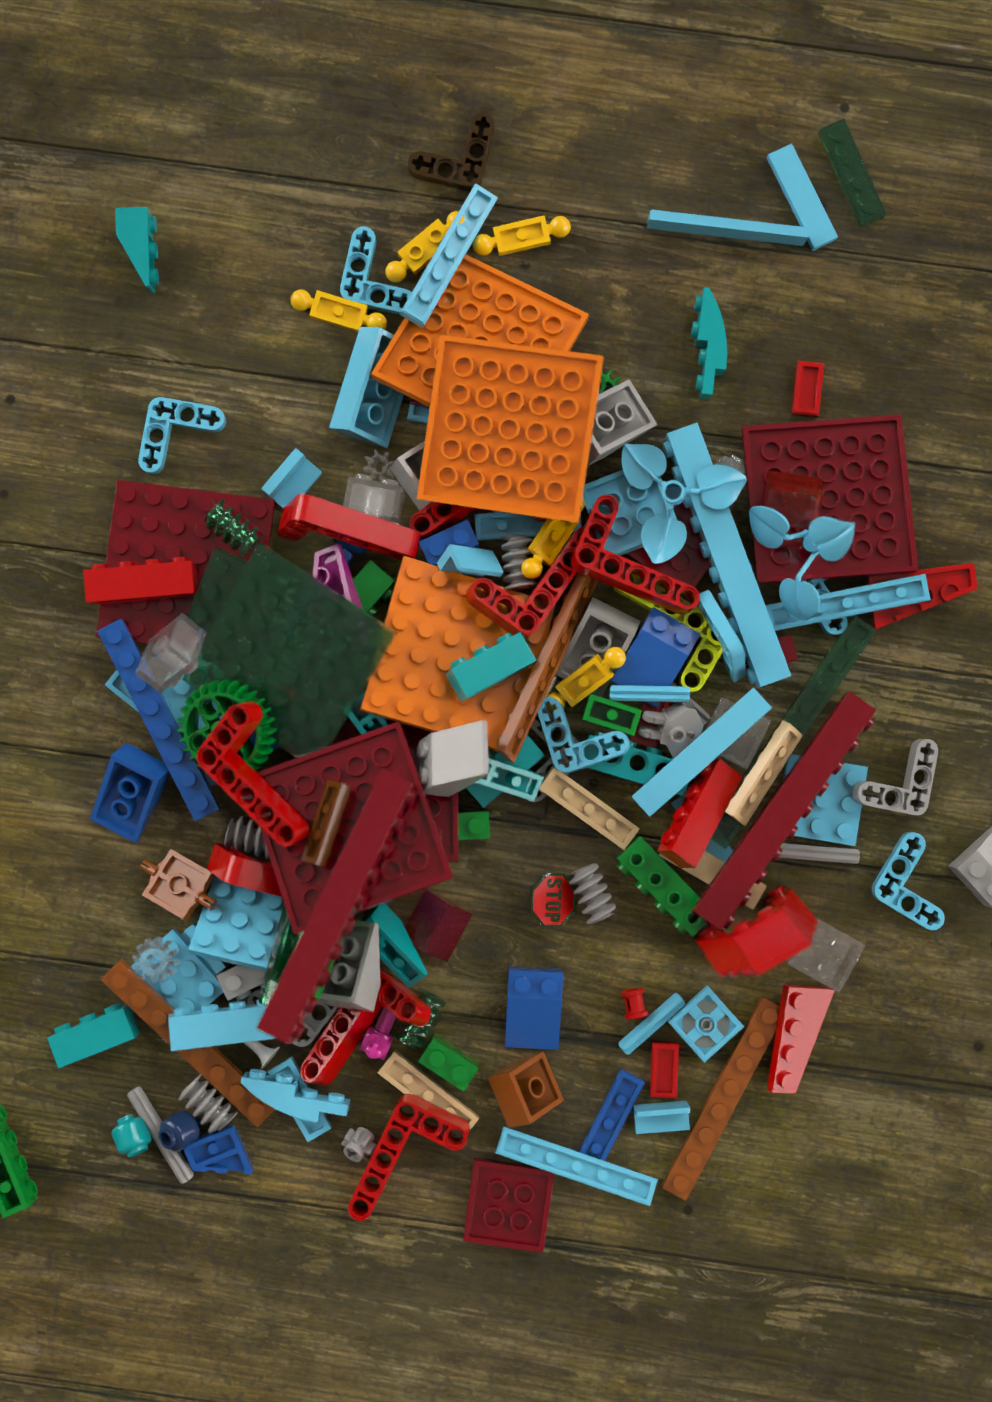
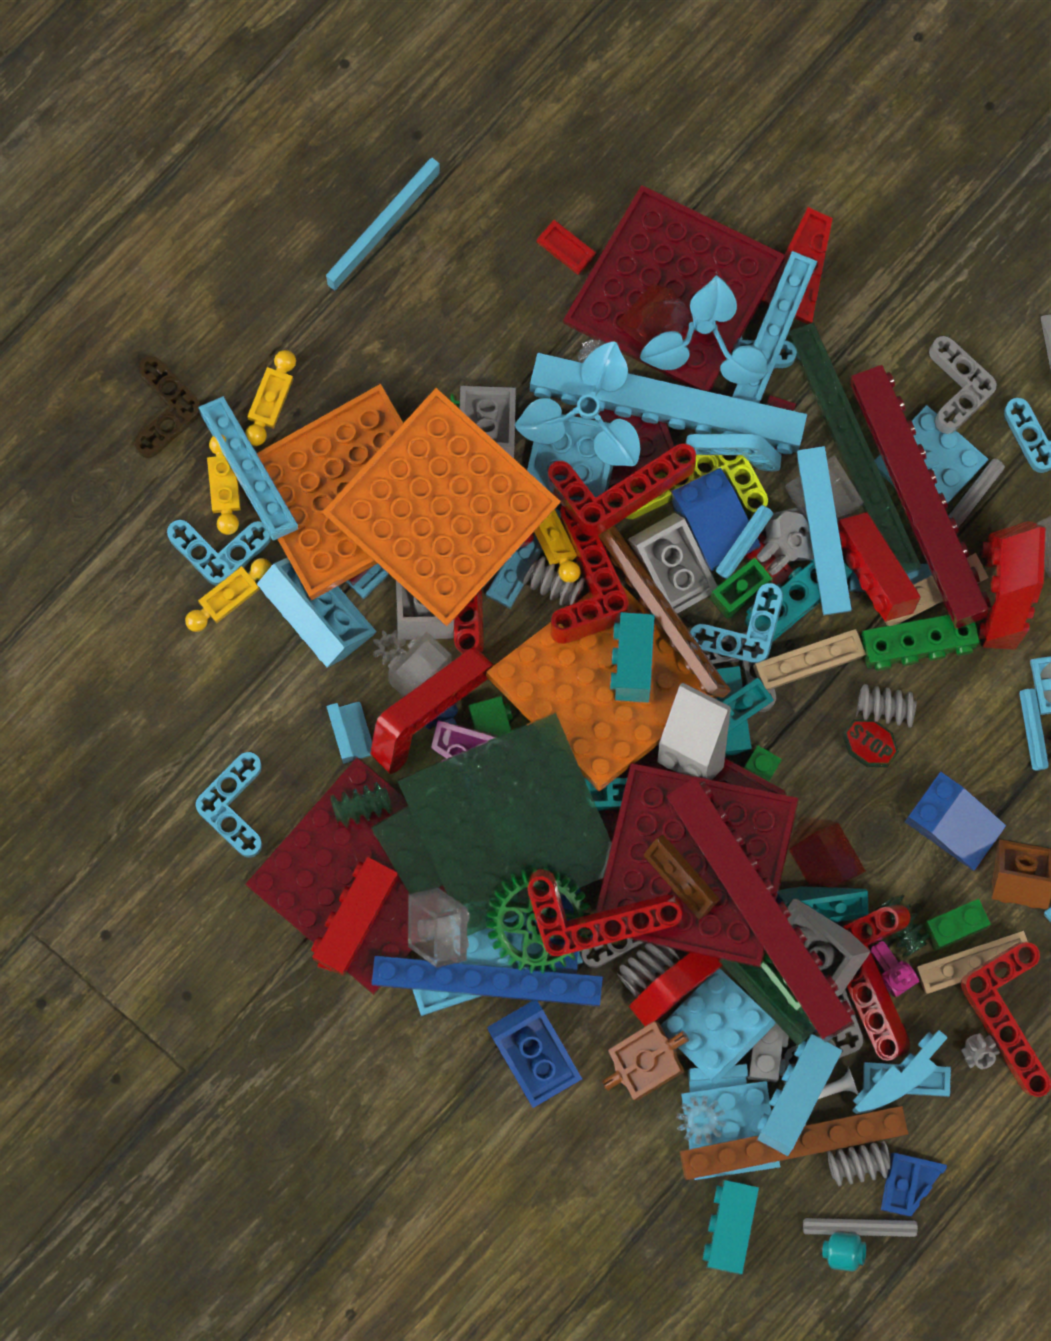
camera: 60 degrees left, 10 degrees down
(135, 232) = (45, 729): teal slope -> none
(179, 1131) = (867, 1203): dark blue head -> none
(456, 535) = (499, 629): blue brick -> none
(469, 561) = (528, 620): medium azure panel -> none
(587, 678) = (695, 587): yellow plate -> none
(634, 1003) = (1006, 732): red bush -> none
(711, 335) = (465, 295): teal slope -> none
(764, 773) = (876, 491): tan plate -> none
(802, 196) = (397, 146): medium azure tile -> none
(852, 173) = (405, 93): clear green plate -> none

